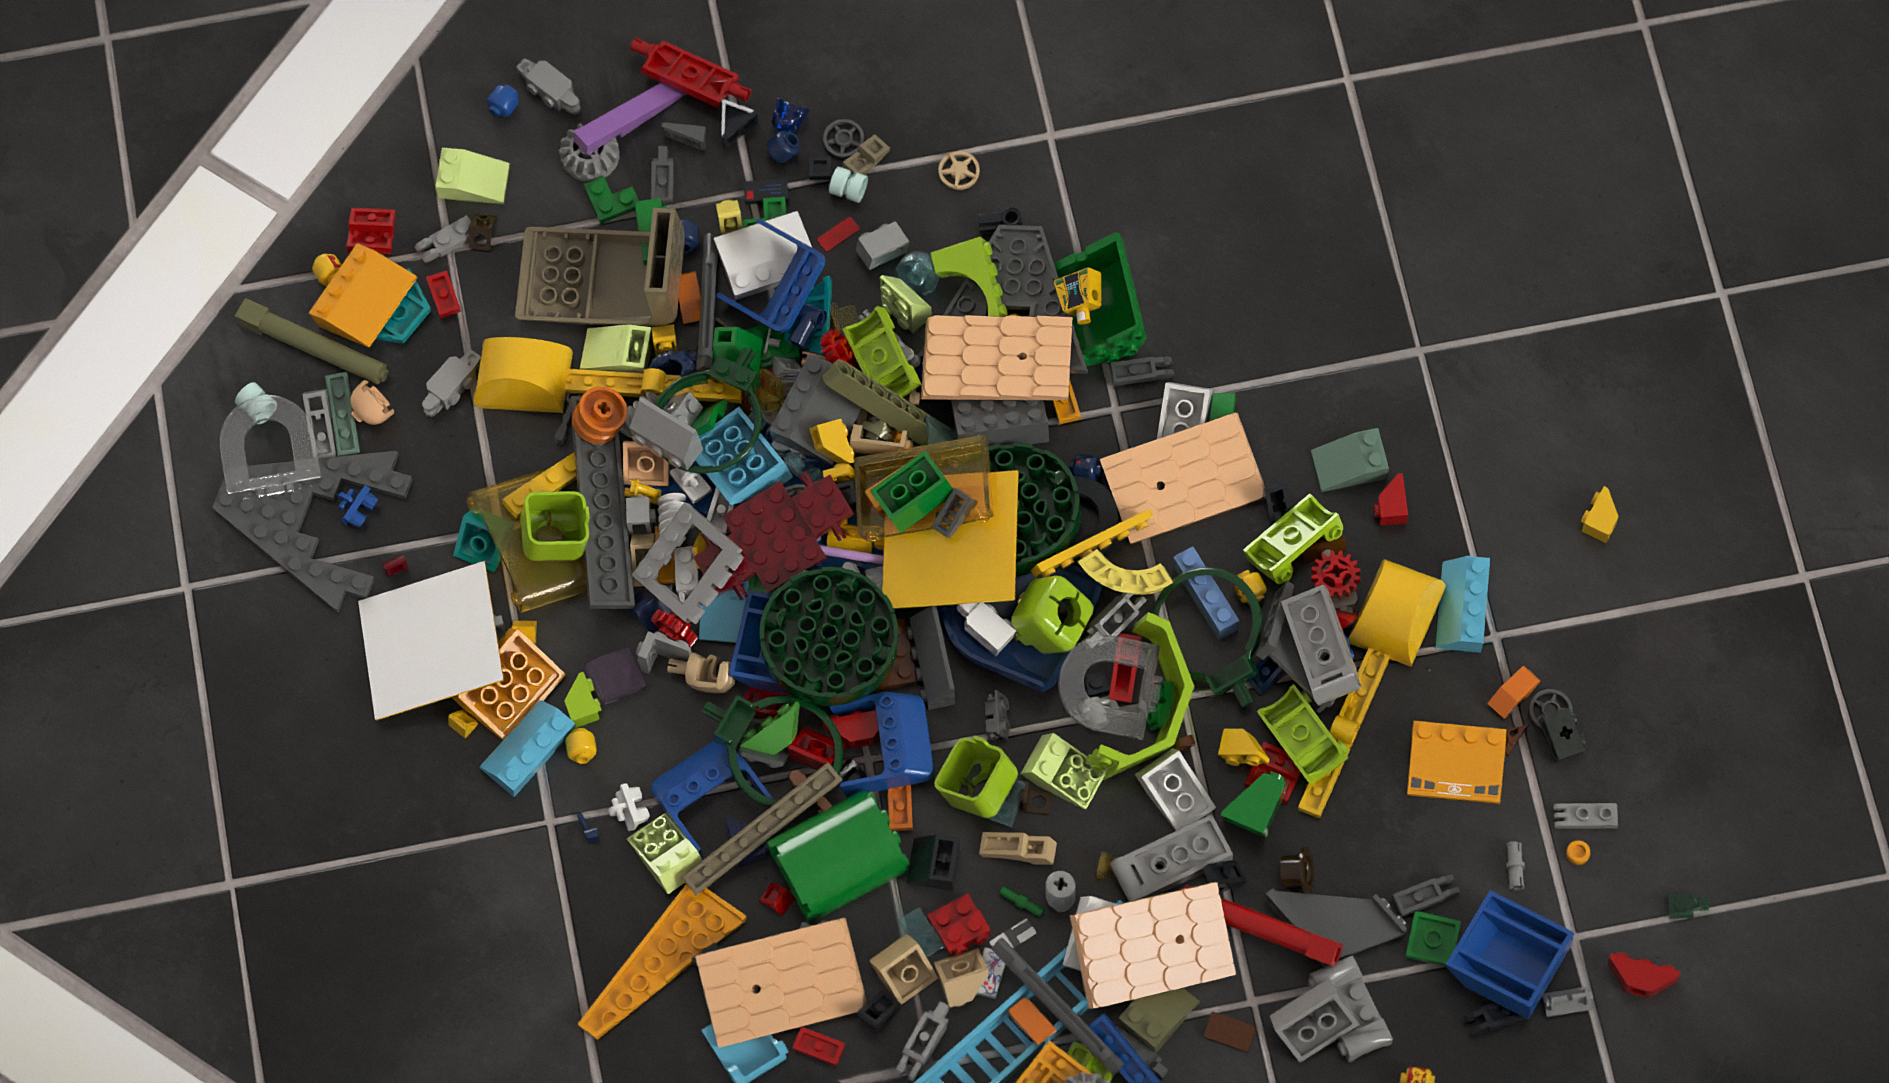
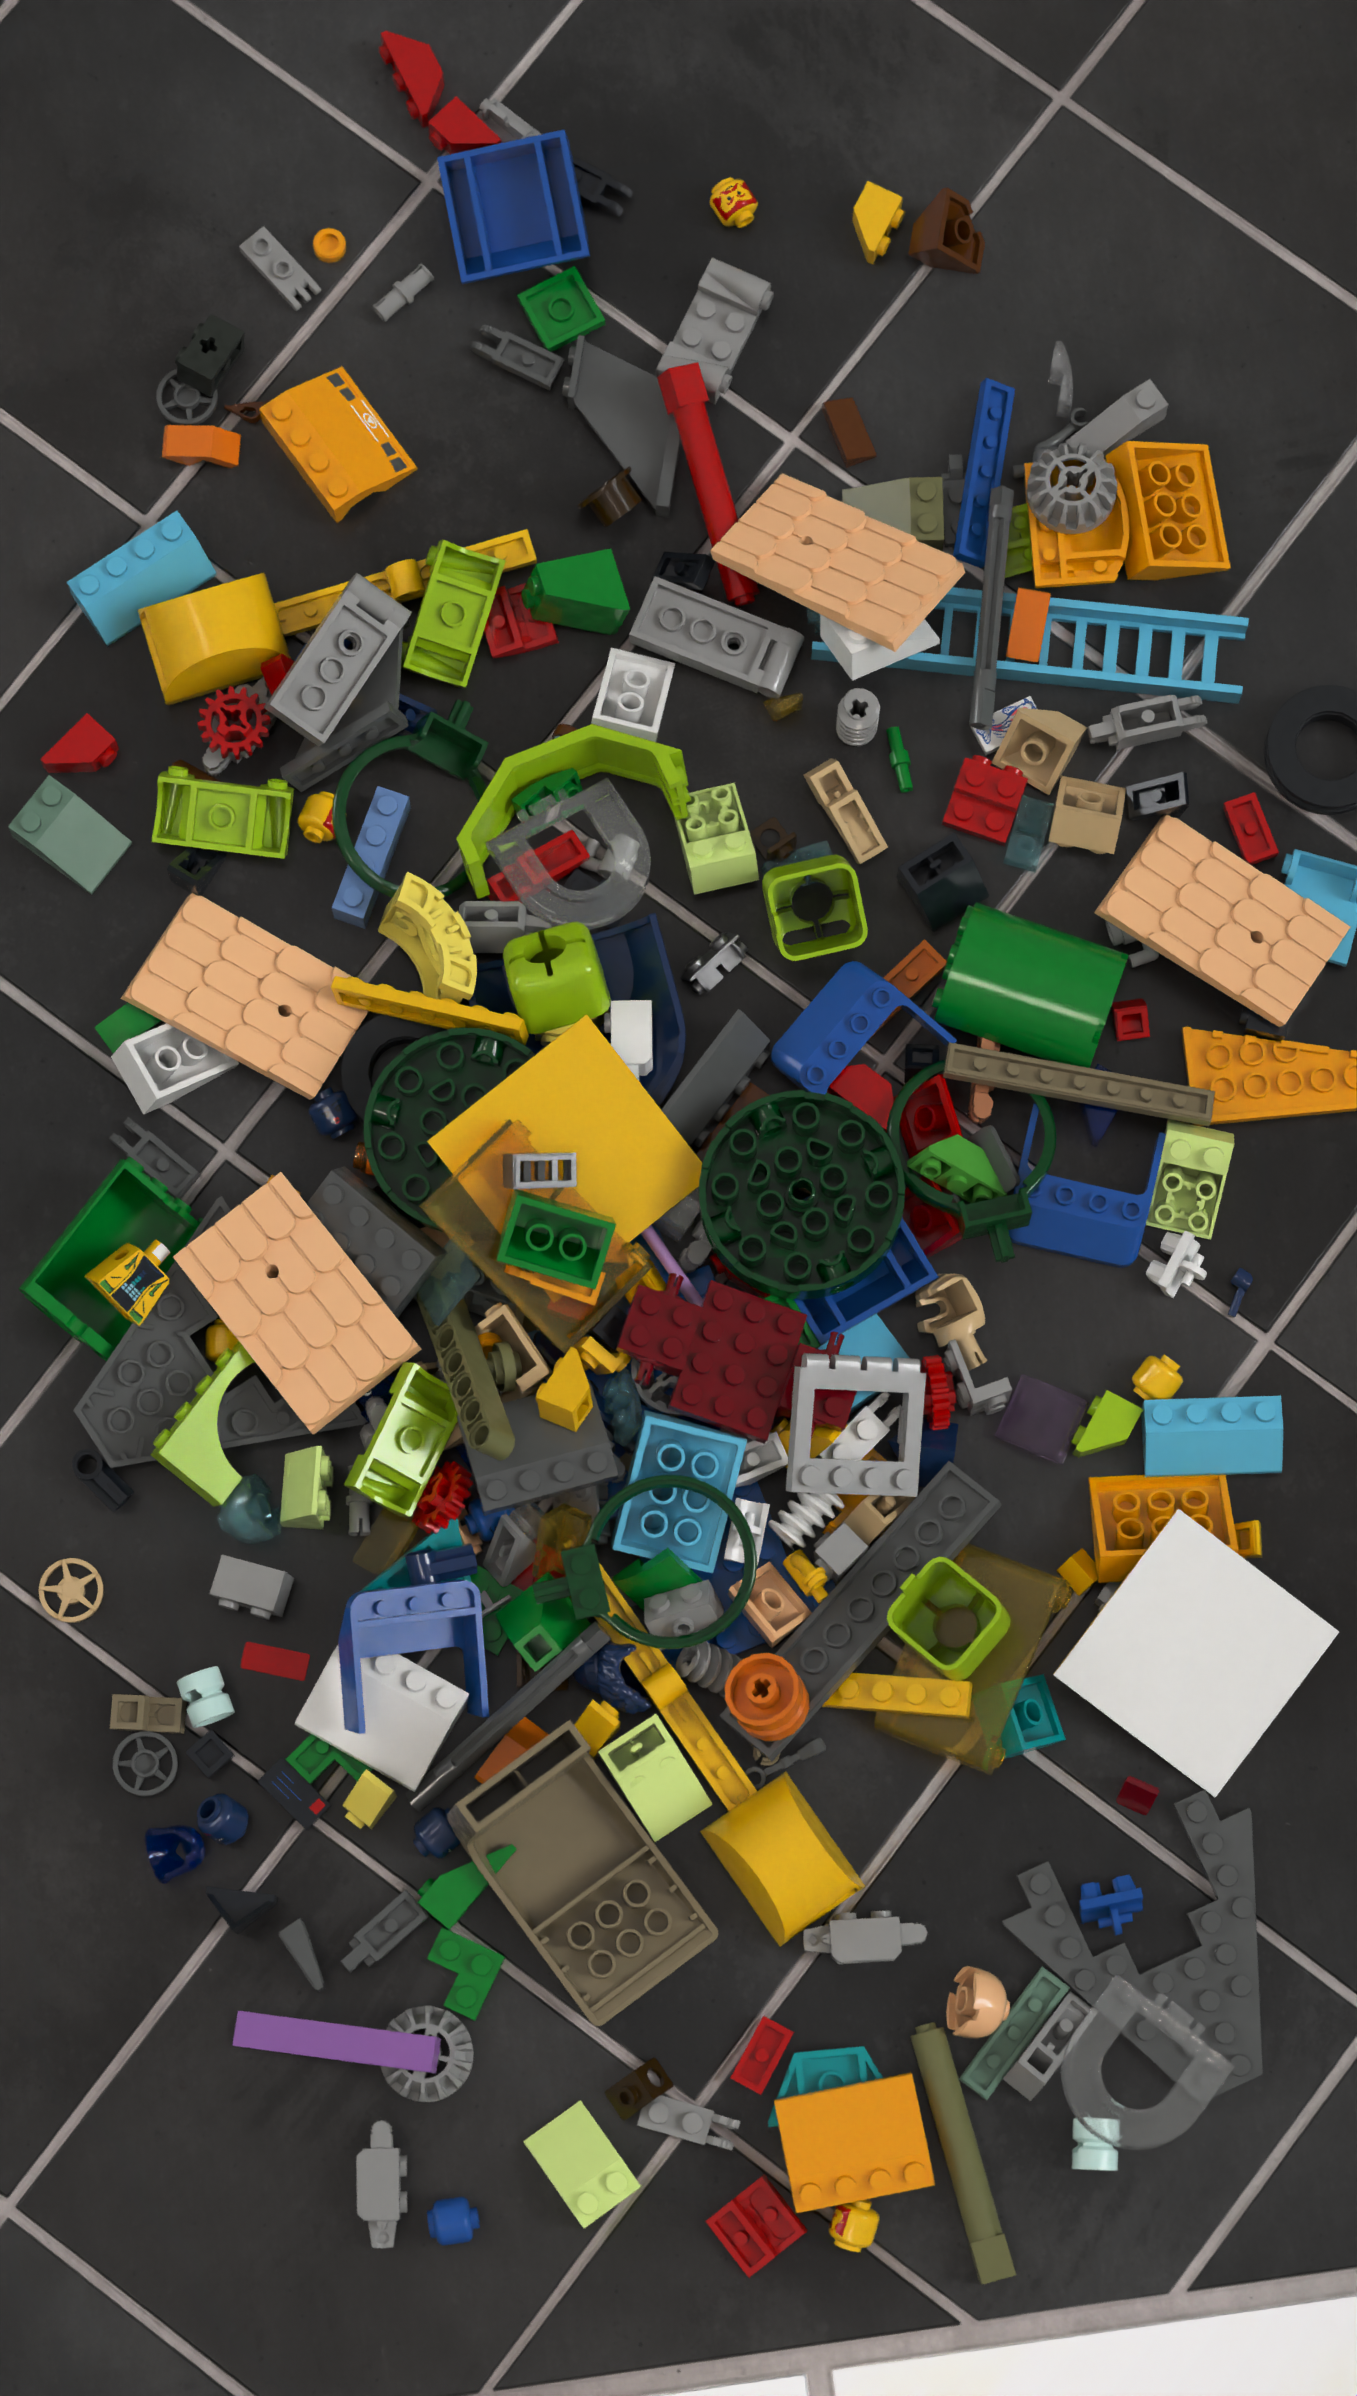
camera: 135 degrees left, 10 degrees up
(665, 434) = (737, 1578): light grey slope -> none
(689, 73) = (219, 2022): red plate -> none
(1016, 934) = (944, 739): sticker -> none
(1241, 747) = (521, 667): yellow slope -> none
(1314, 1020) = (763, 349): light grey slope -> none
(1586, 971) = (459, 129): none -> red slope
(1682, 905) = (295, 96): clear green plate -> none

